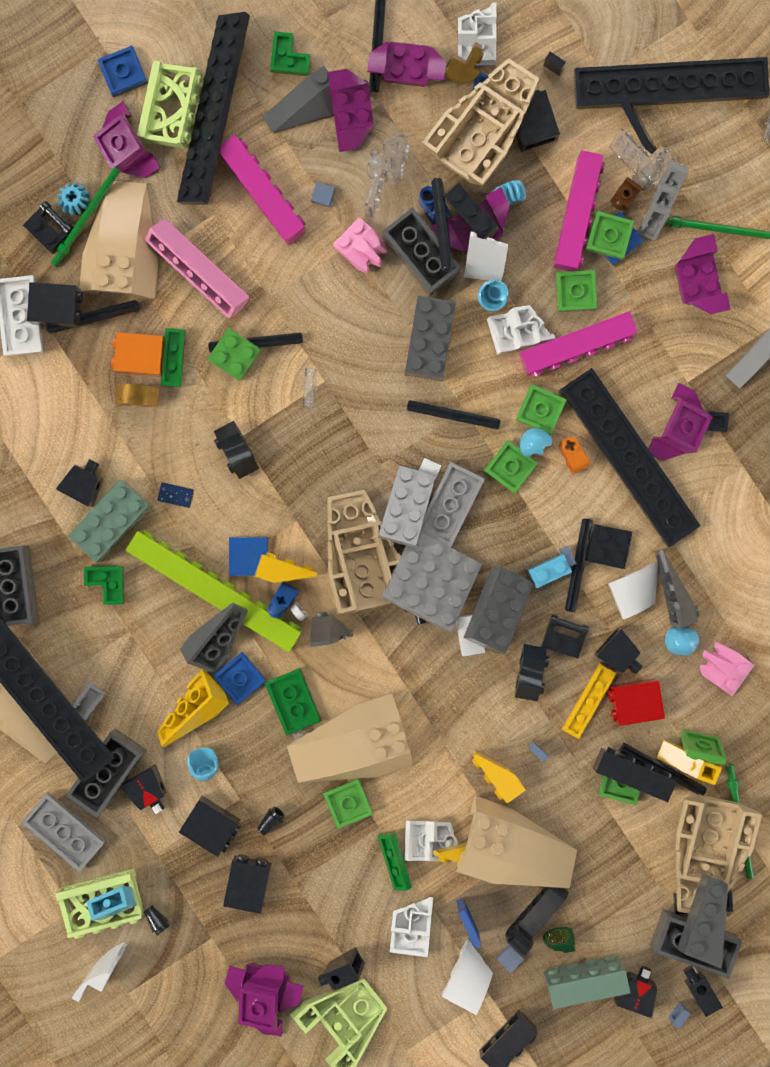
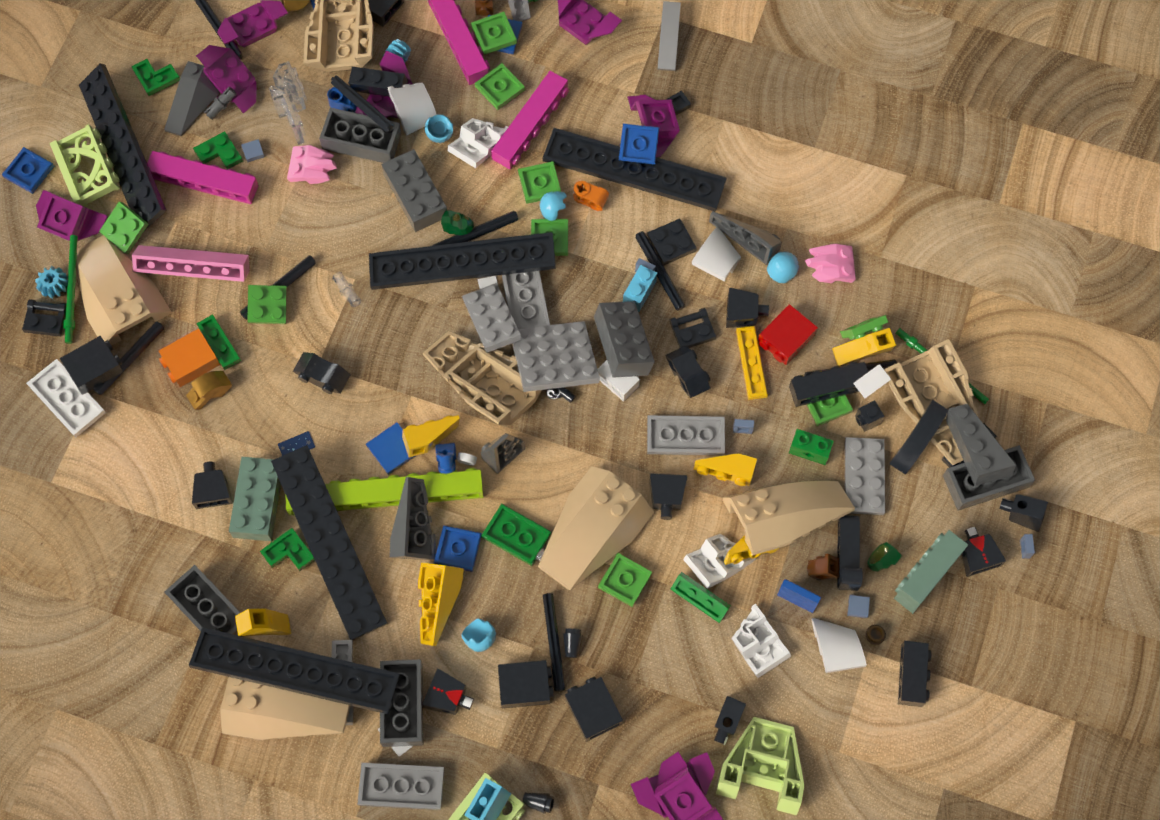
camera: 40 degrees left, 20 degrees down
(41, 635) = (262, 622): none -> yellow slope
(140, 601) = (329, 543): none -> black plate
(164, 191) = (123, 227): none -> bright green plate
(257, 808) = (553, 640): none -> black axle
(298, 169) = (220, 147): none -> green plate
(325, 128) = (220, 103): none -> dark grey pin
(421, 436) = (462, 261): none -> black plate
(434, 760) = (667, 493): none -> black torso
(442, 397) = (456, 223): none -> dark green rock
(487, 723) = (686, 435): none -> light grey plate
(505, 989) = (875, 634): none -> dark brown plate
(506, 913) = (823, 567): none -> reddish brown brick
(577, 810) = (811, 447): none -> green brick
(602, 861) = (865, 475): none -> light grey plate
(644, 820) = (869, 416): none -> black brick
(650, 441) = (639, 144): none -> blue tile
(668, 802) = (872, 381): none -> white sticker
(670, 874) = (919, 437): none -> black slope

